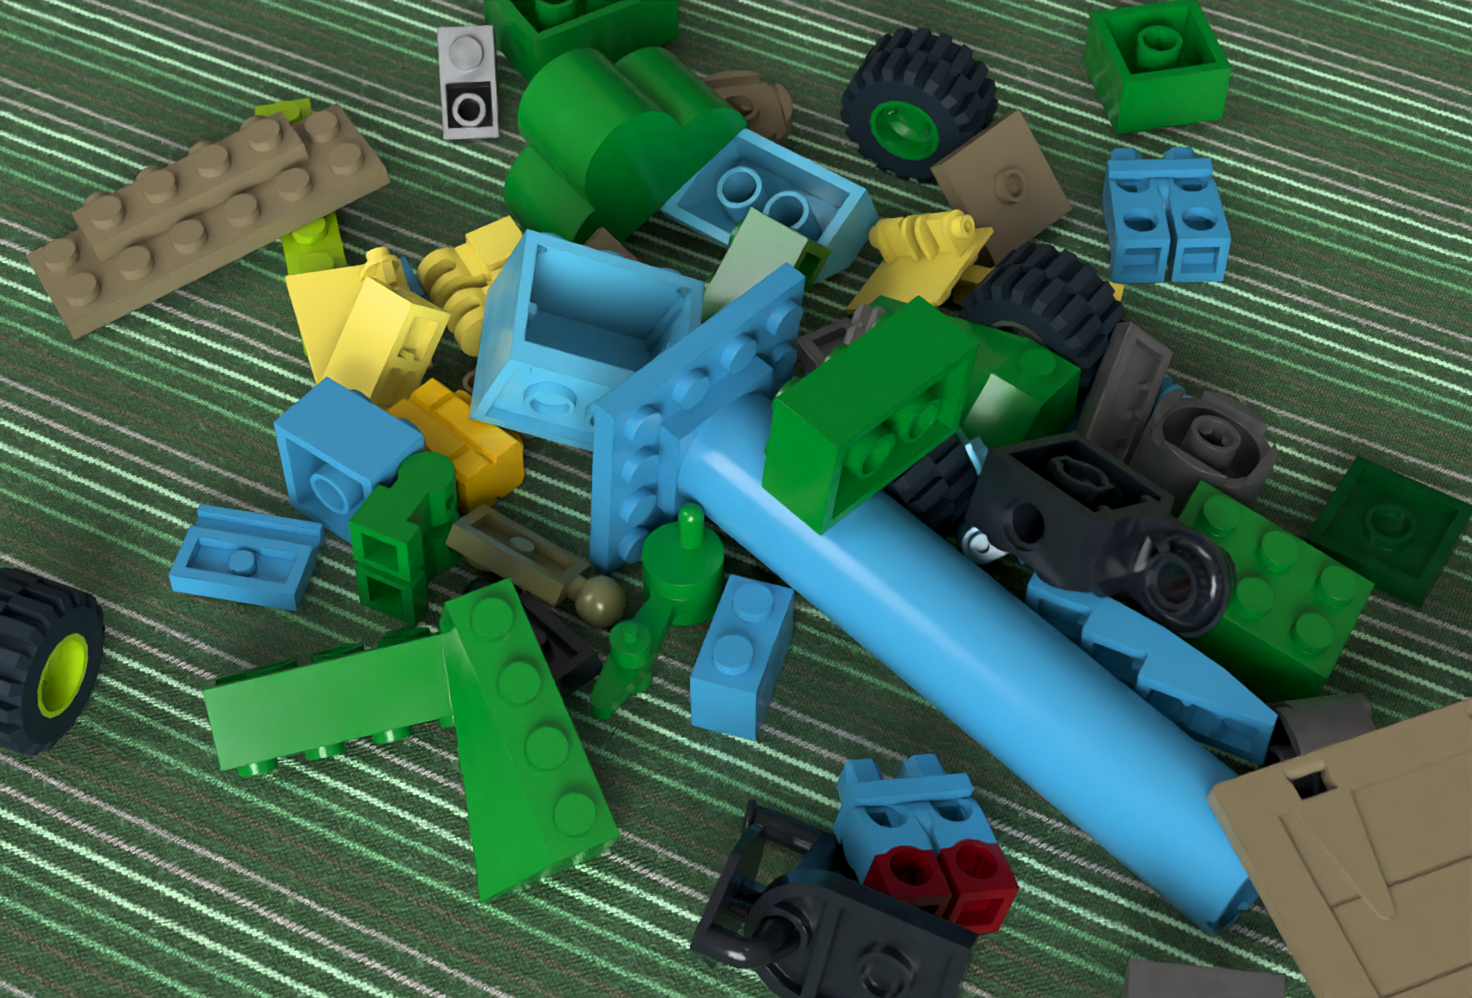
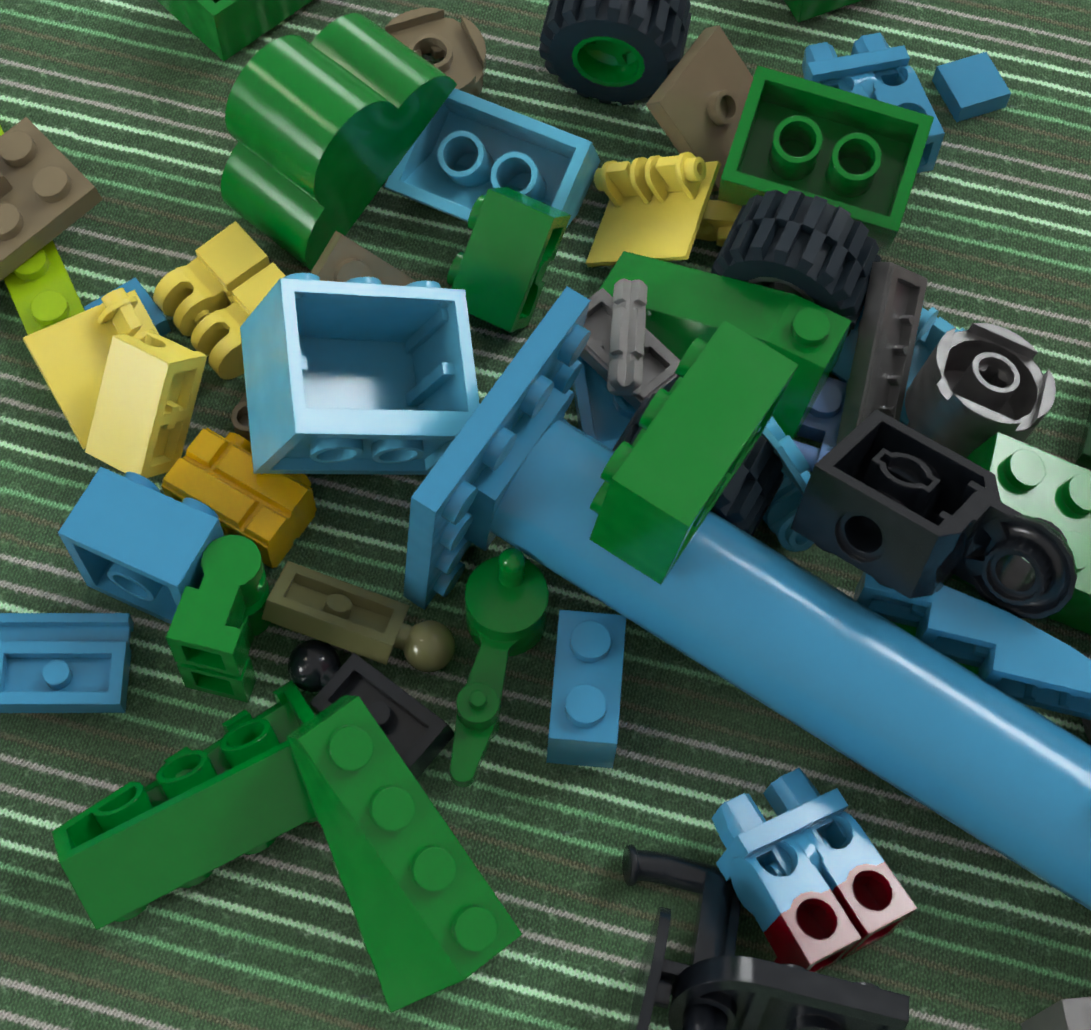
camera: 15 degrees left, 15 degrees up
(469, 82) = (153, 64): flat silver slope -> none
(1106, 216) = (826, 146): none -> green brick
(1281, 213) = (971, 86): none -> dark azure tile

